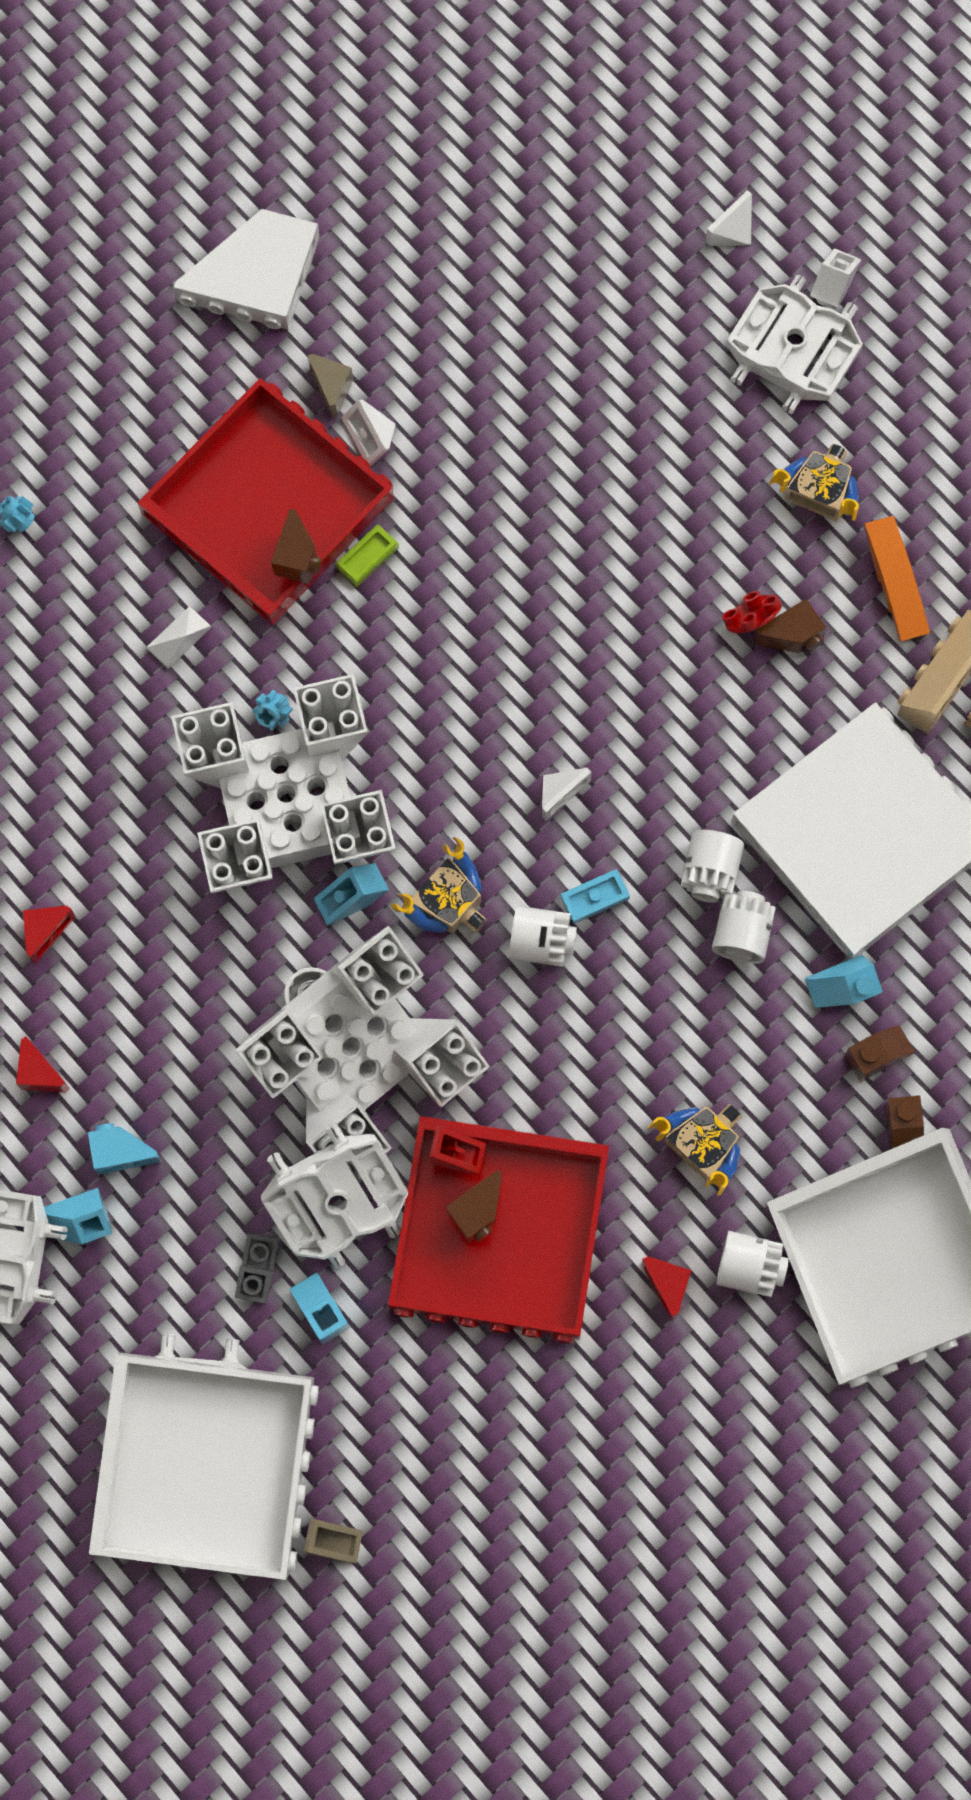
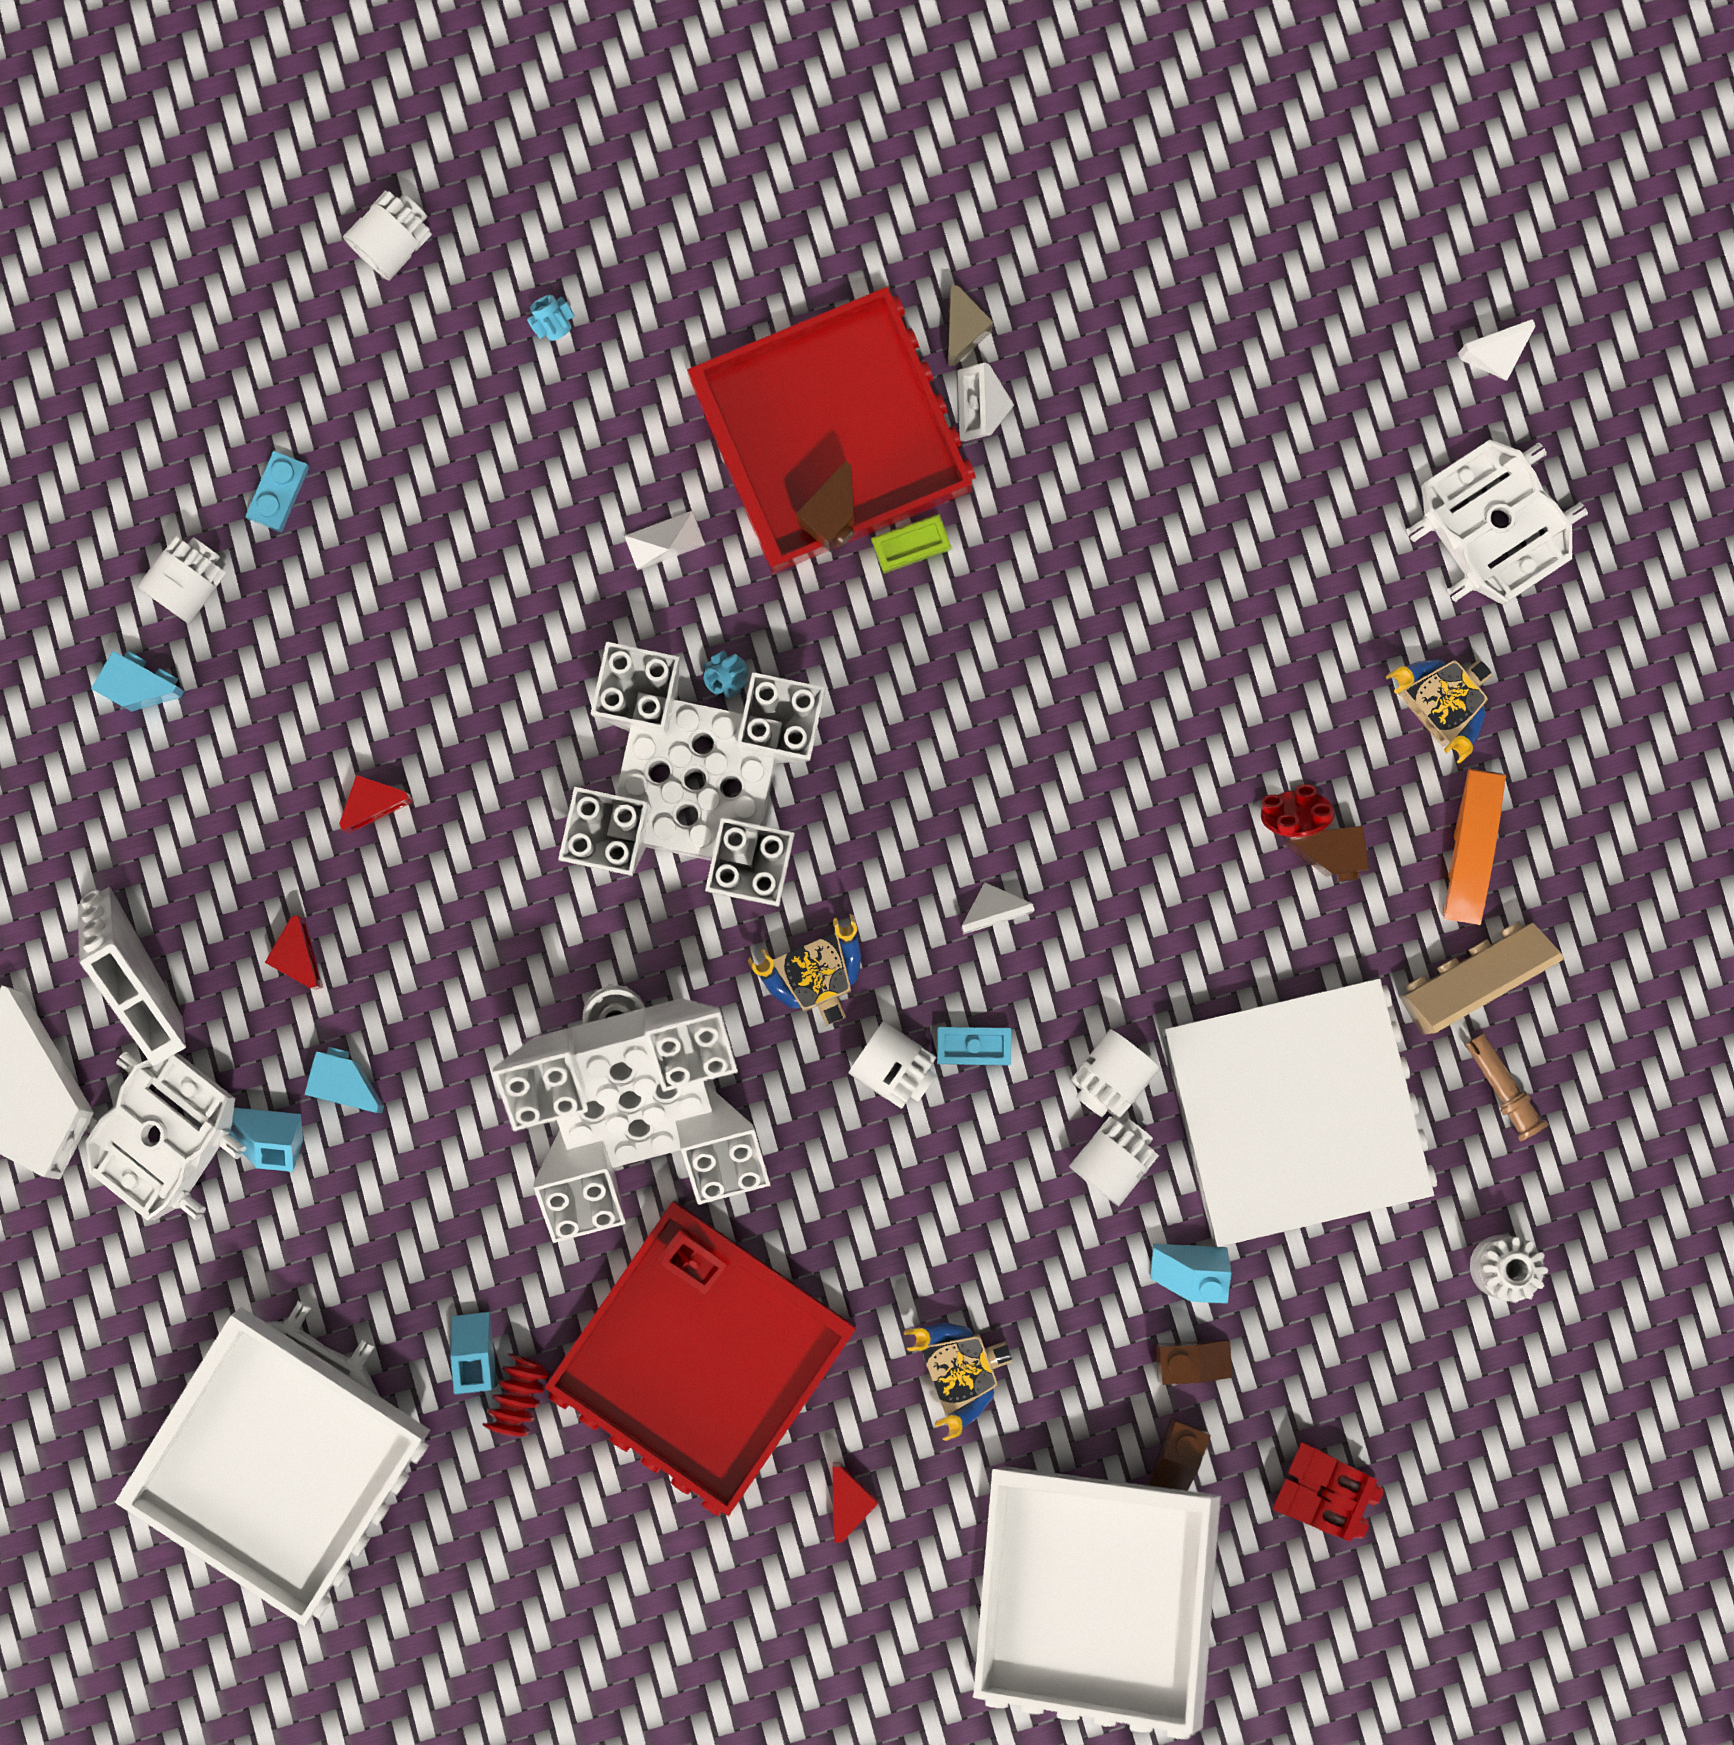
camera: 20 degrees right, 10 degrees up
(254, 271) = (941, 155): white slope -> none
(257, 1267) = (430, 1276): dark grey slope -> none
(329, 1175) = (505, 1234): white piece -> none
(332, 1541) = (374, 1602): dark tan slope -> none
(351, 893) = (715, 919): medium azure slope -> none
(369, 1324) = (517, 1396): none -> red piece
(477, 1208) = (683, 1333): reddish brown slope -> none
(751, 1264) = (944, 1526): white gear -> none
(834, 278) = (1580, 466): white slope -> none

